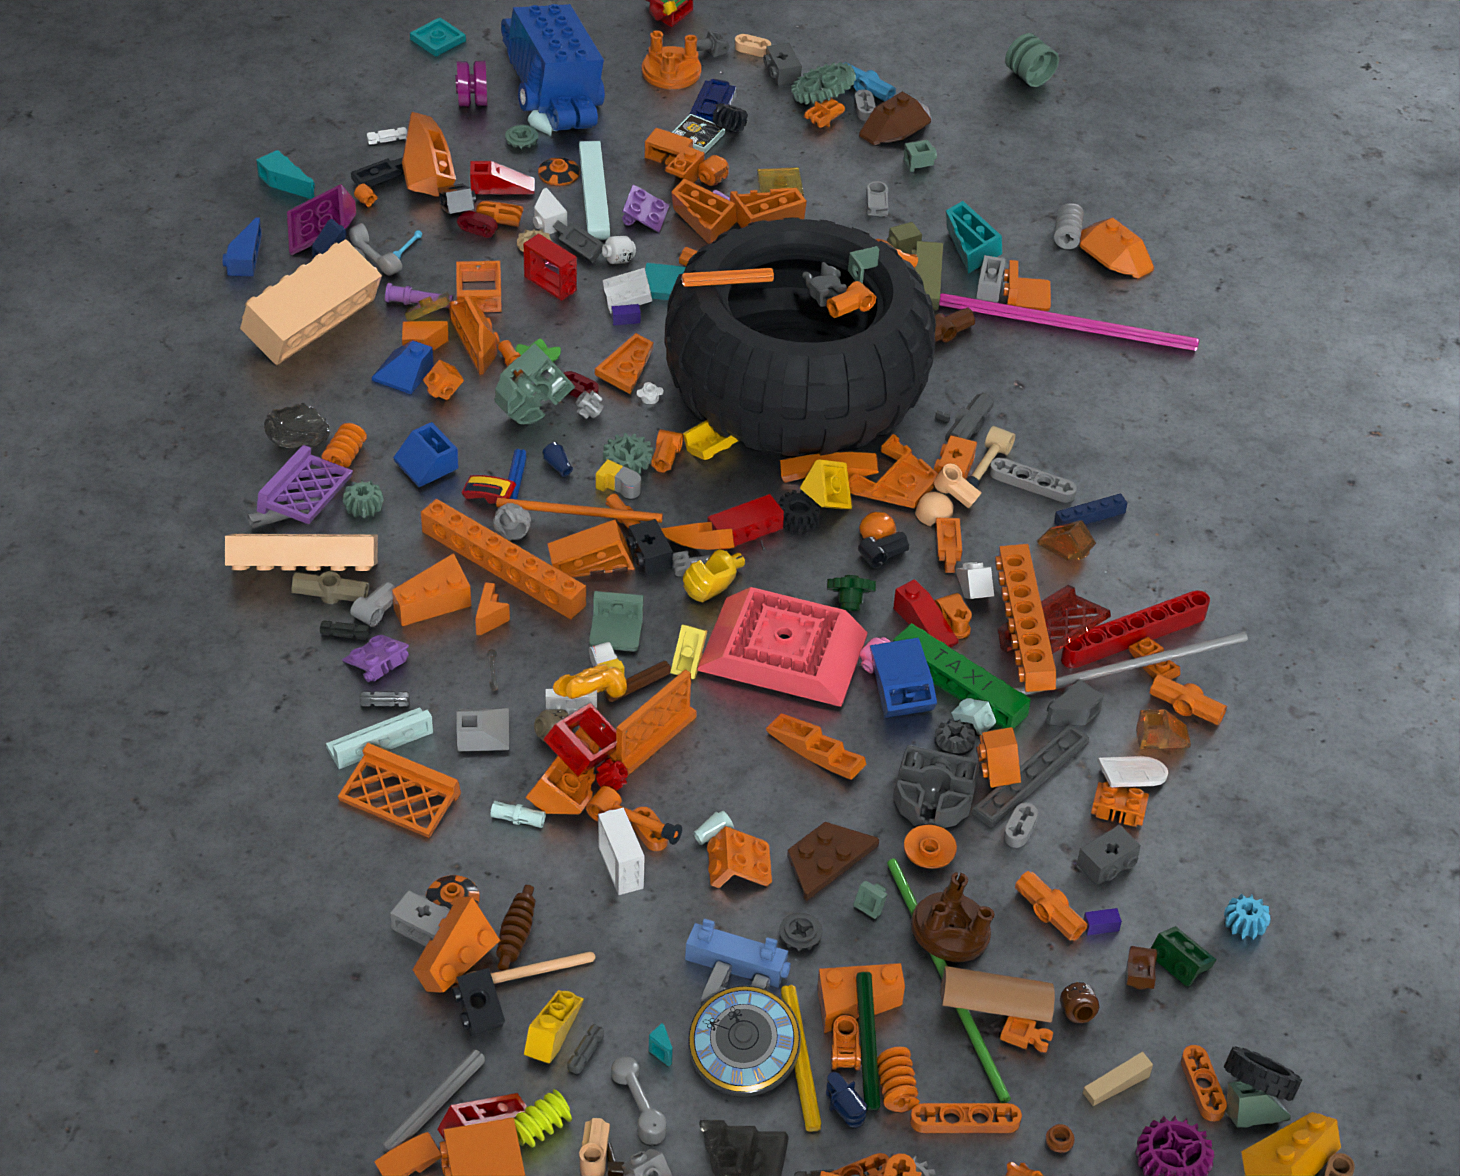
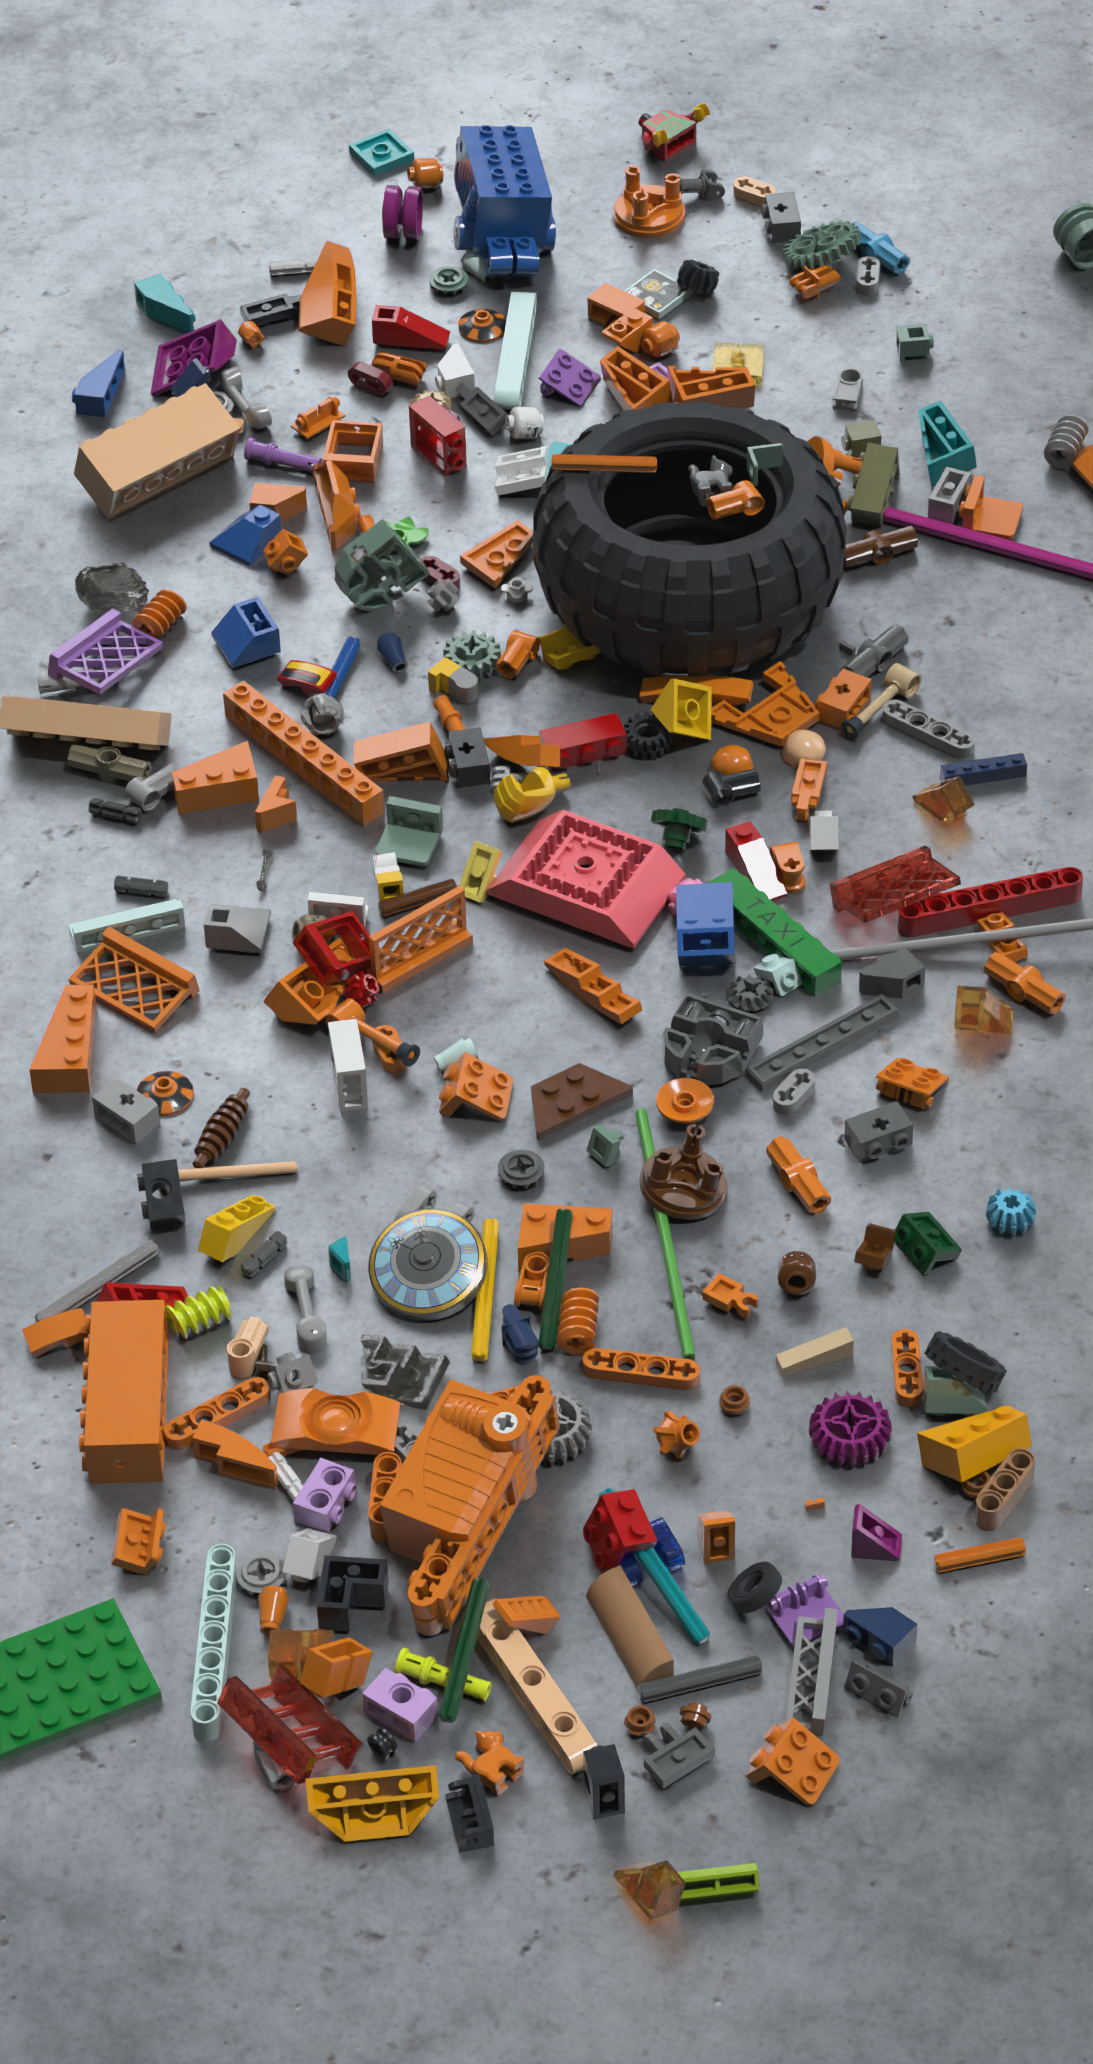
camera: 15 degrees right, 0 degrees up
(353, 866) = (67, 1046): none -> orange wedge
(363, 499) = (166, 674): sand green gear -> none
(378, 656) = (144, 841): medium lavender hinge -> none
(418, 234) = (300, 385): medium azure hinge -> none
(427, 306) = (286, 467): clear yellow plate -> none
(442, 261) = (316, 420): none -> orange hinge
(456, 198) = (352, 347): brick -> none
(456, 947) = (152, 1137): orange wedge -> none
(480, 50) = (425, 173): none -> orange head
(518, 814) = (253, 1018): light aqua pin -> none
(582, 510) = (404, 710): orange piece -> none
(590, 680) = (371, 887): light orange piece -> none
(626, 314) = (513, 498): dark purple piece -> none
(711, 94) = (689, 246): clear blue piece -> none
(746, 956) = (450, 1181): medium blue brick -> none
(895, 119) = (899, 295): reddish brown wedge -> none
(951, 481) = (835, 725): light nougat piece -> none
(997, 994) = (708, 1252): medium nougat brick -> none
(999, 756) = (786, 1016): orange brick -> none
(1026, 618) = (859, 873): orange brick -> none
(1102, 921) = (850, 1197): dark purple piece -> none
(1133, 771) = (937, 1050): white window -> none

